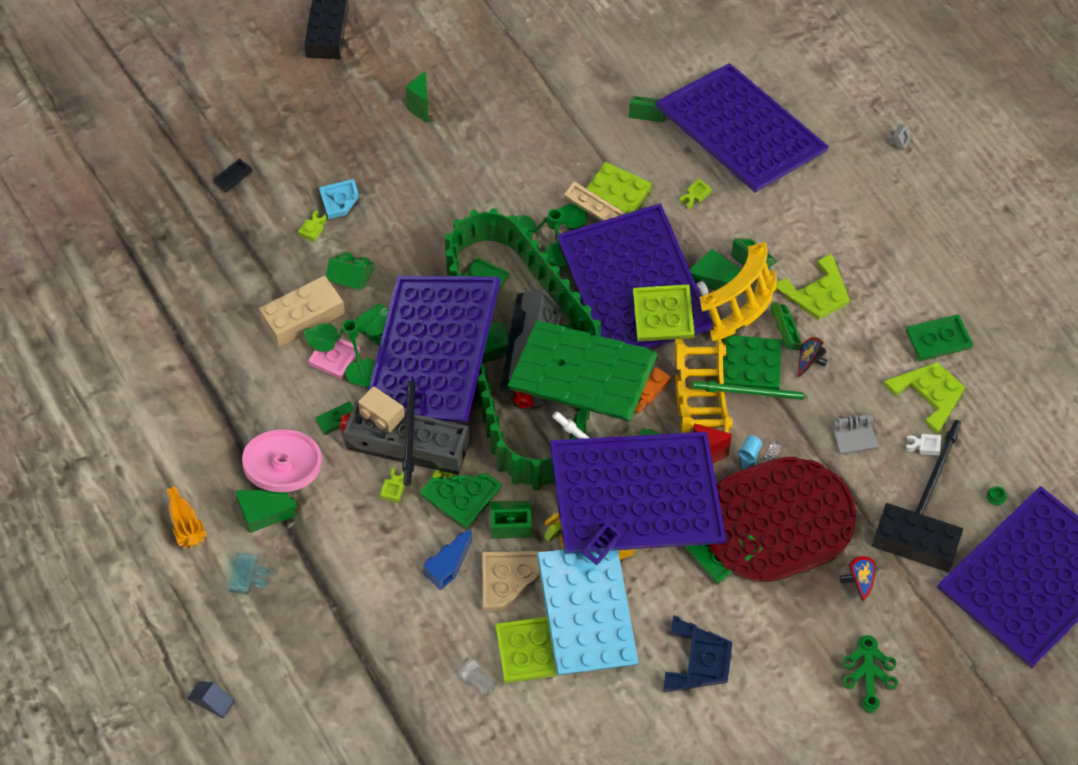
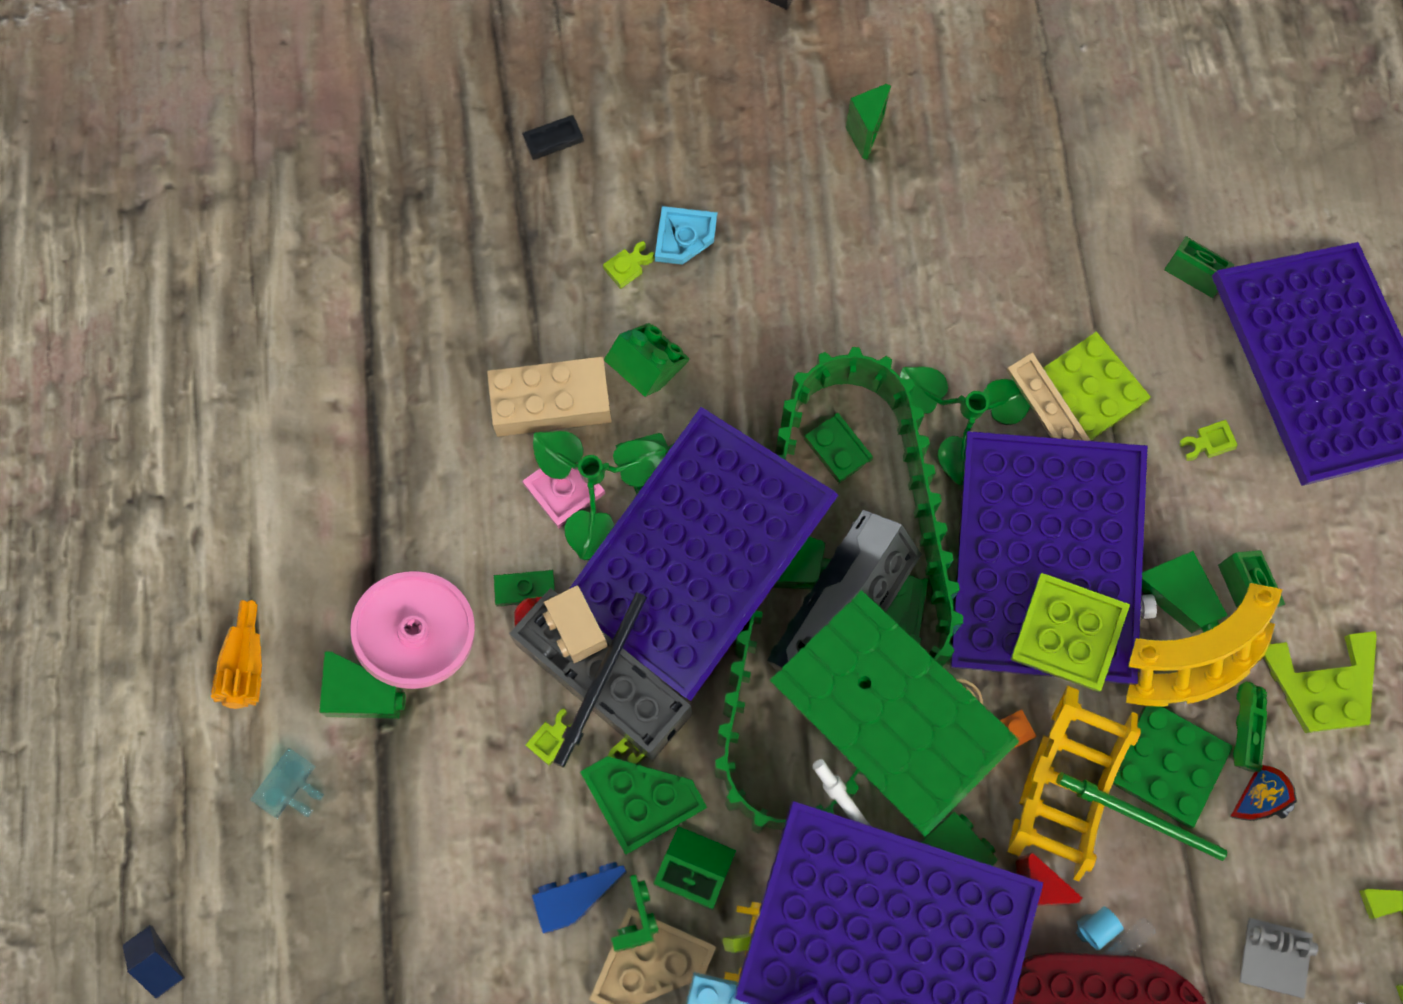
camera: 25 degrees right, 15 degrees up
(495, 551) = (630, 936): none -> green bracket

